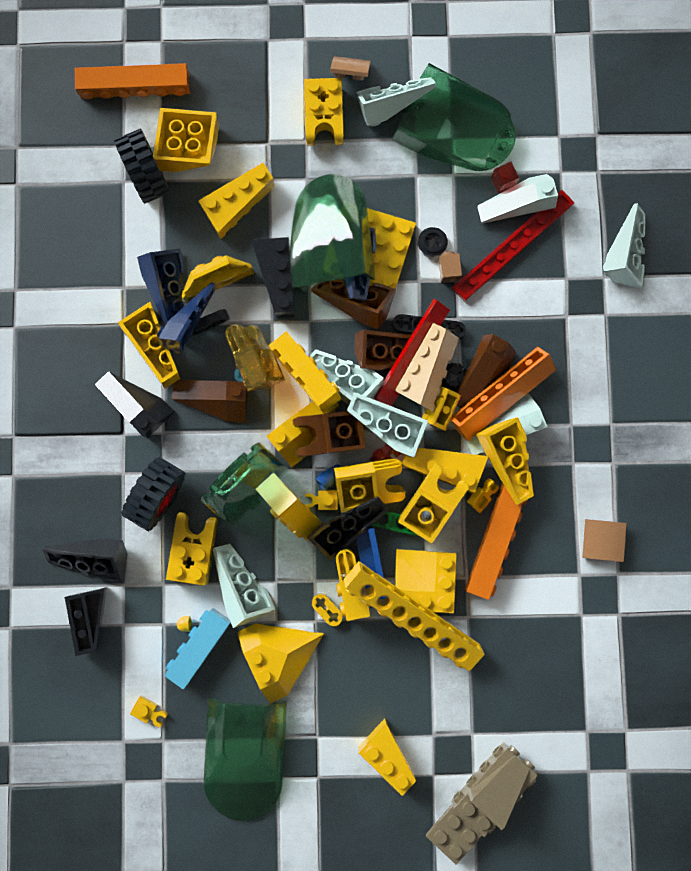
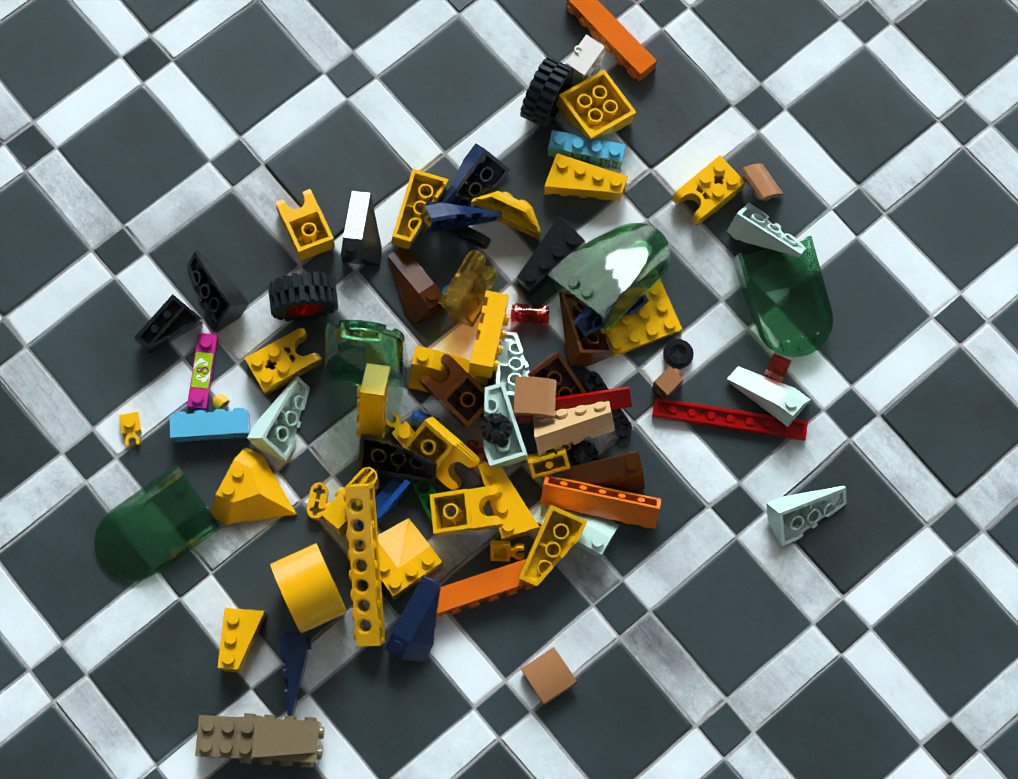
camera: 50 degrees right, 10 degrees down
(89, 444) = (306, 227): none -> yellow brick
(140, 114) = (585, 59): none -> white brick
(147, 618) = (202, 371): none -> dark pink plate
(213, 177) = (589, 151): none -> medium azure brick
(315, 321) = (522, 313): none -> clear red hinge
(382, 435) = (495, 437): none -> black gear
(386, 377) = (535, 397): none -> medium nougat slope
(398, 678) = (308, 588): none -> yellow wheel
(437, 726) = (294, 654): none -> dark blue wedge
(491, 613) = (415, 630): none -> dark blue wedge

